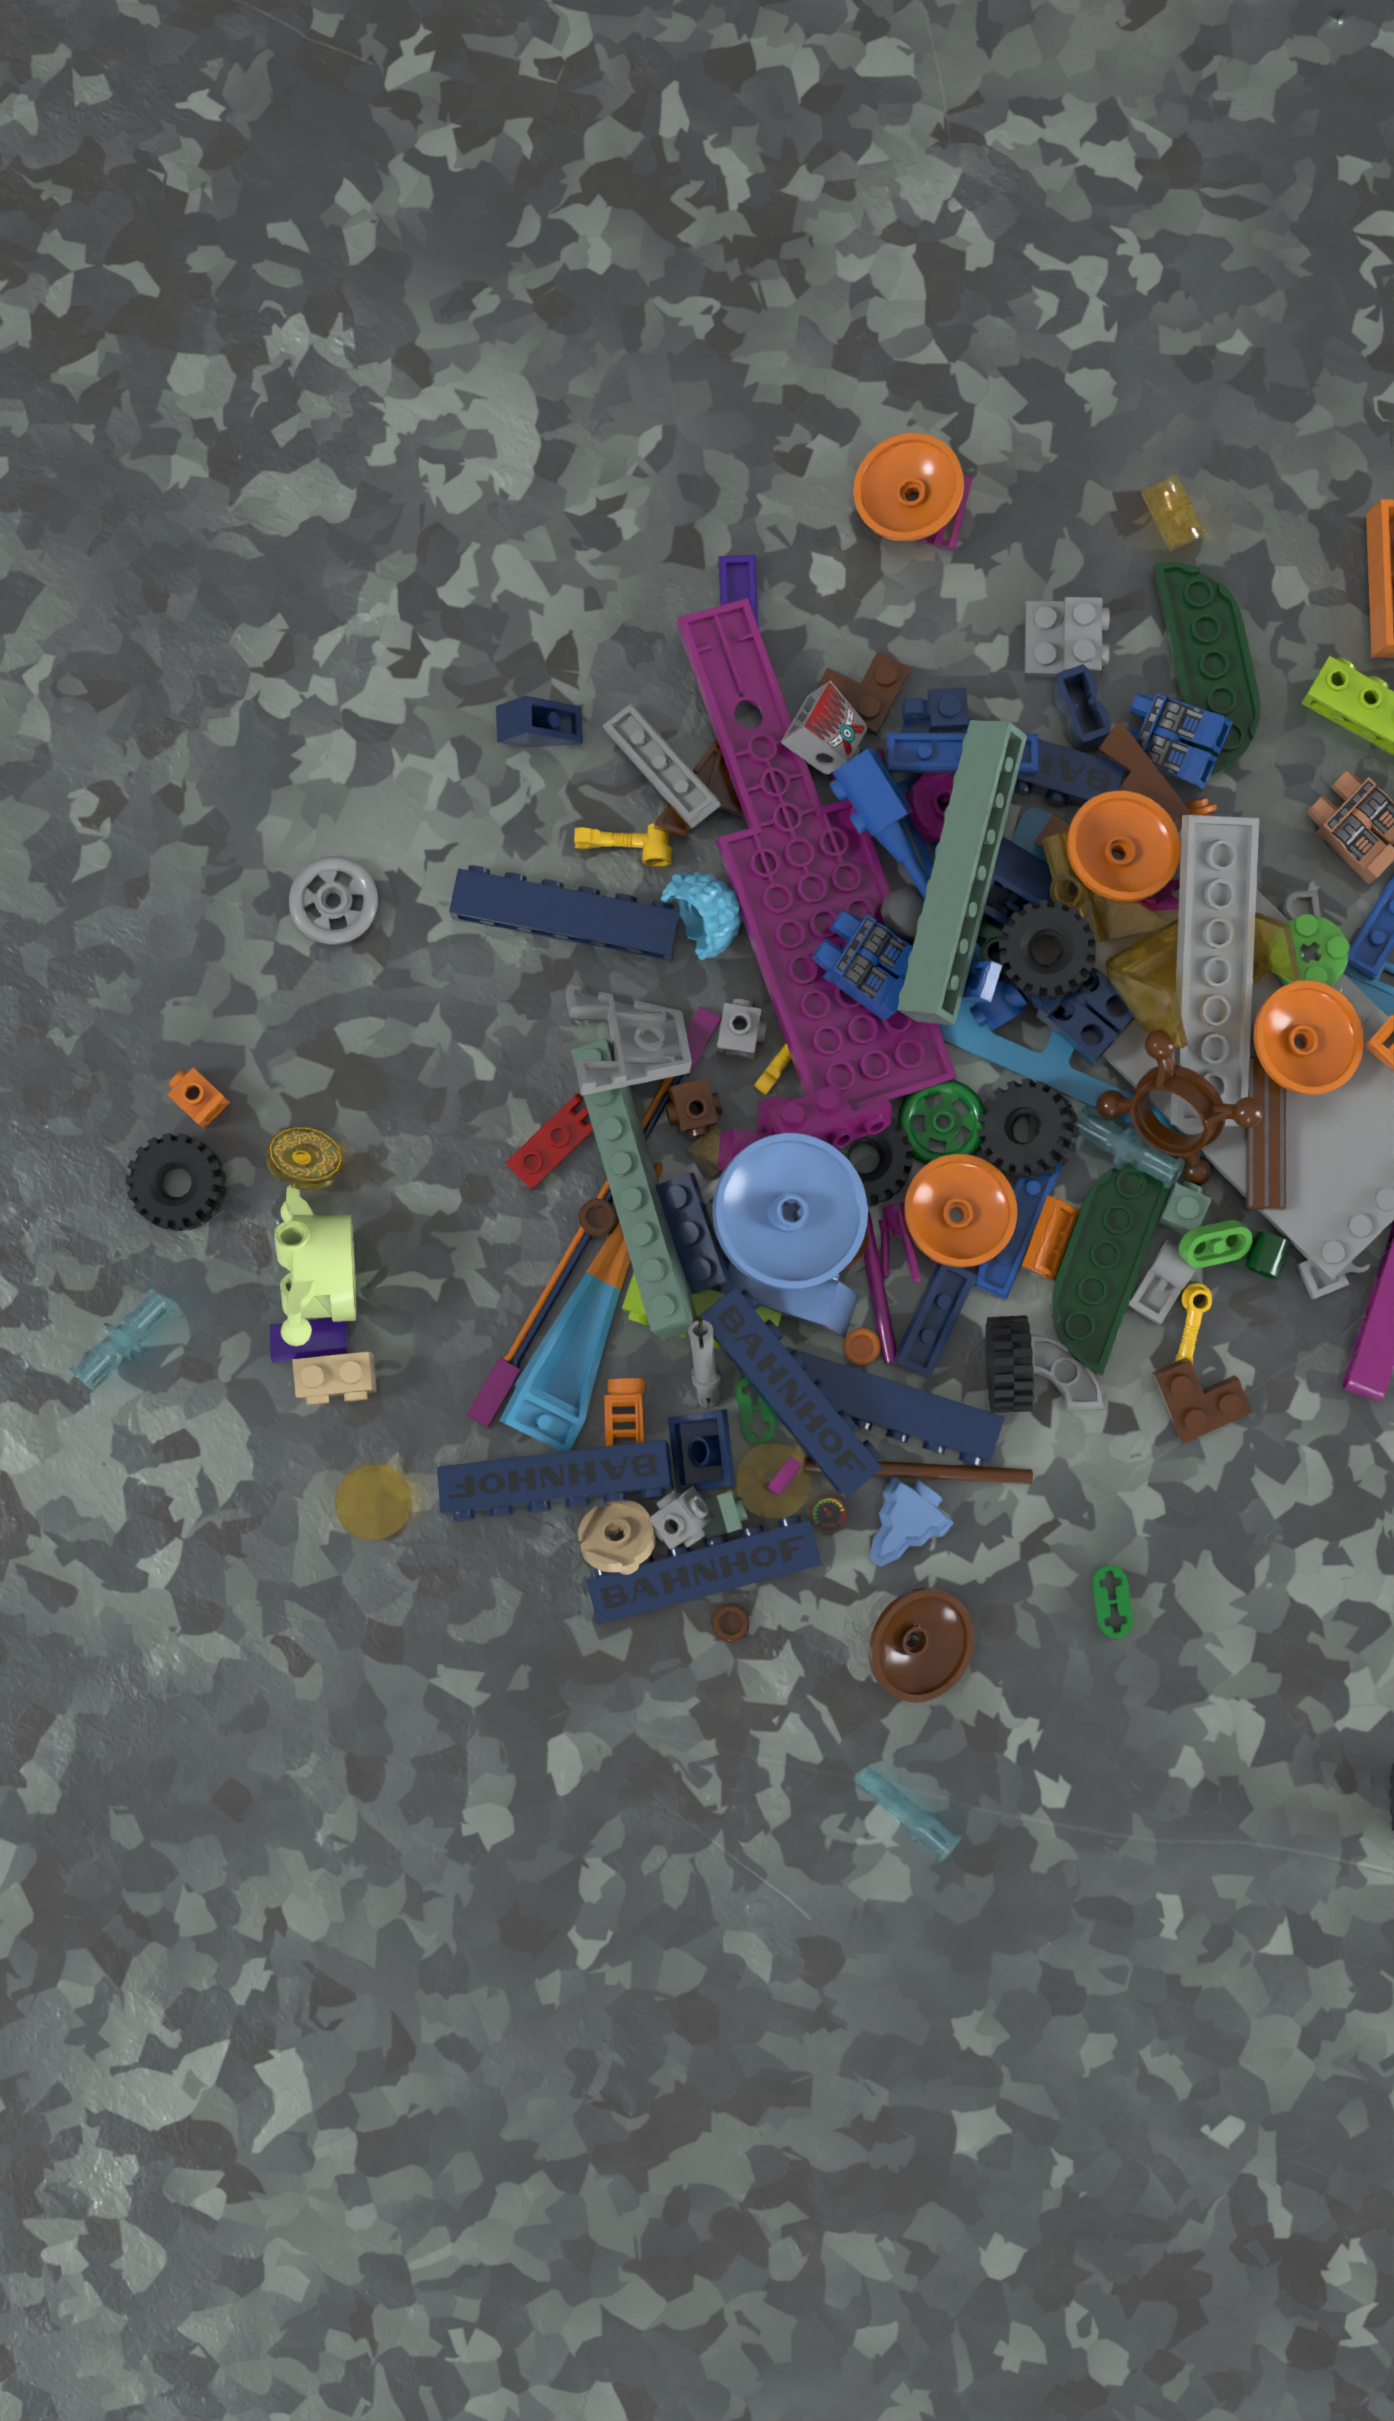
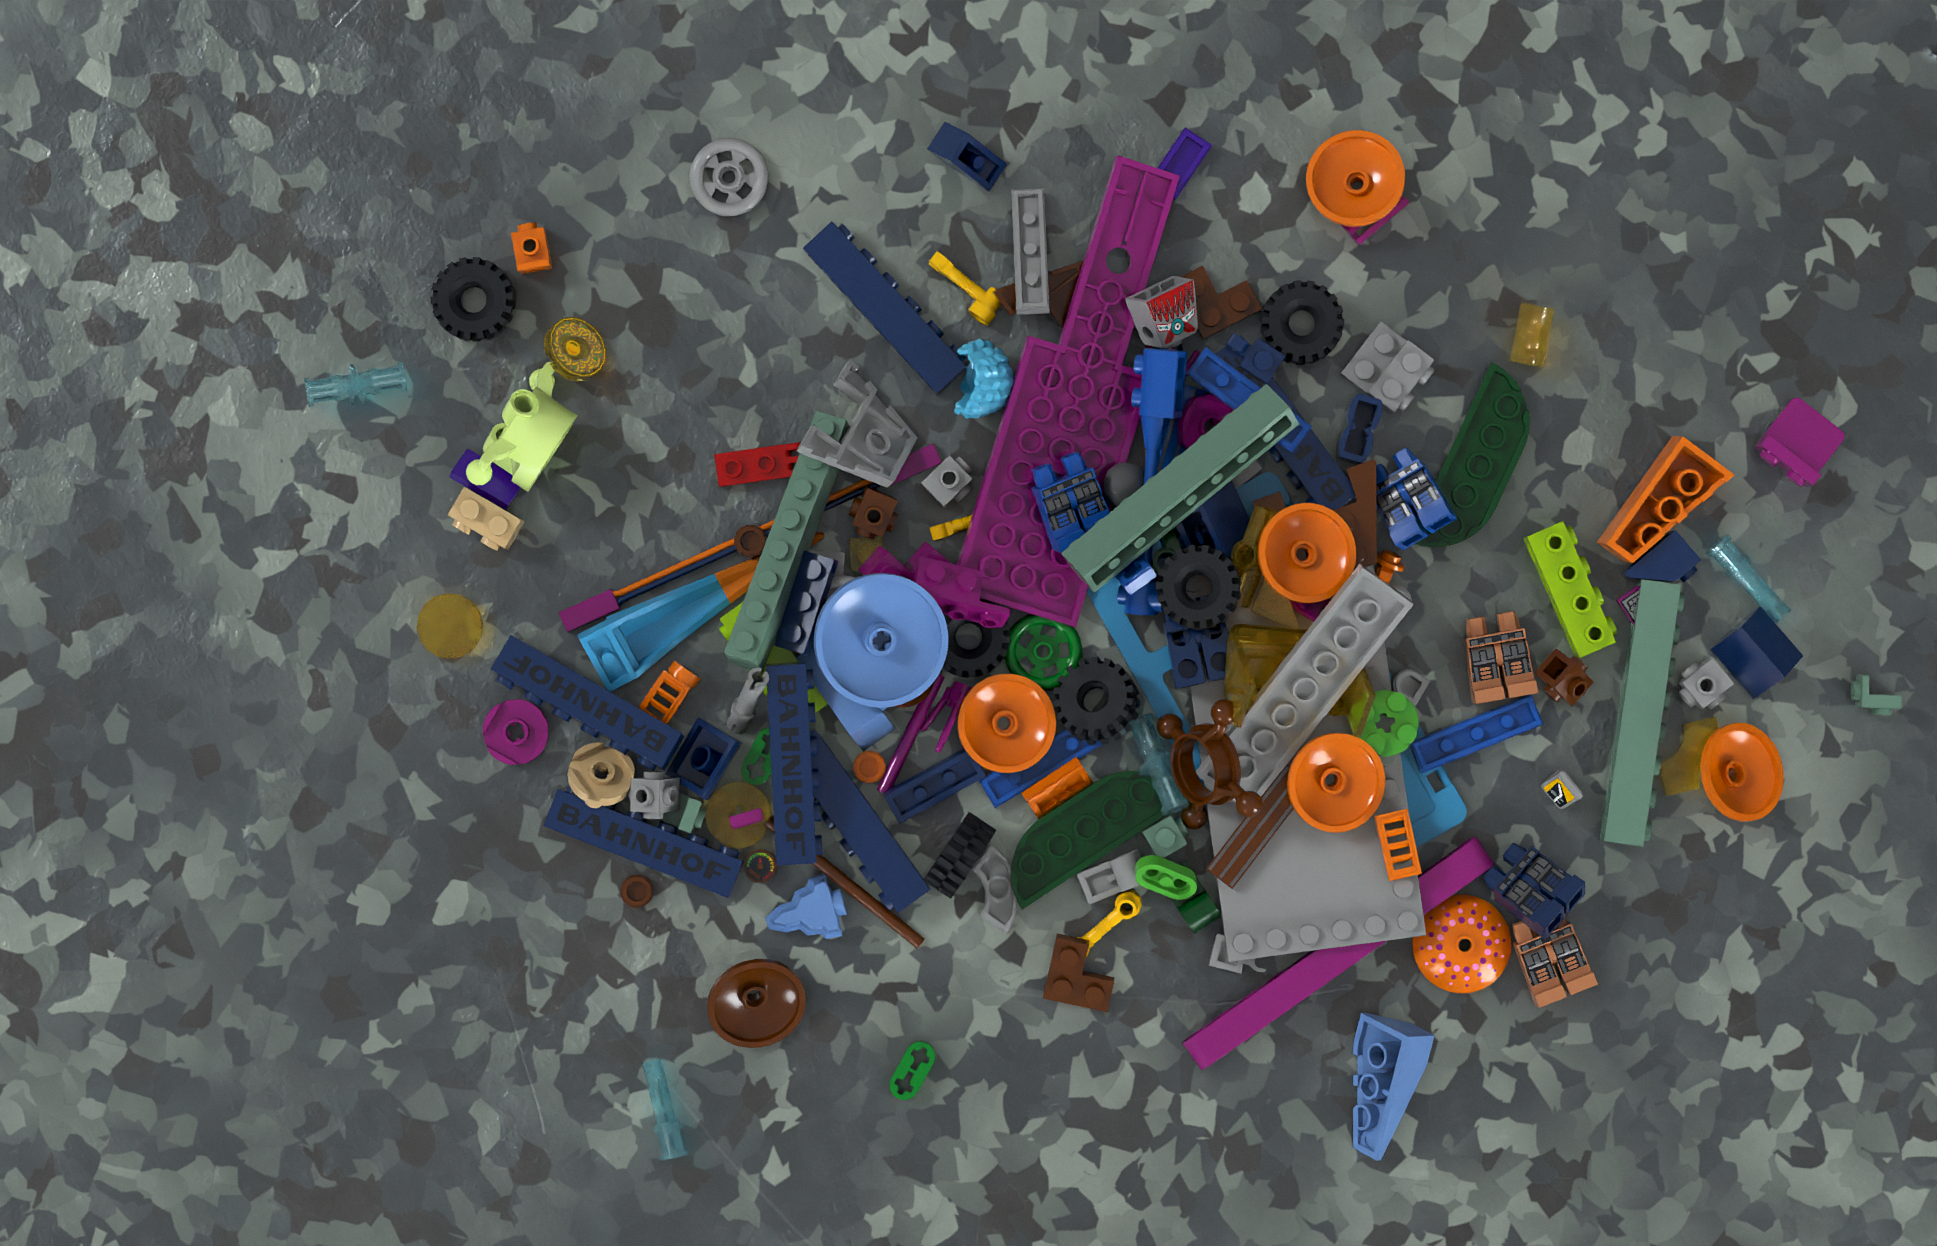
camera: 30 degrees right, 5 degrees up
(490, 1542) = (498, 737): none -> magenta plate
(962, 626) = (1319, 304): none -> black tyre

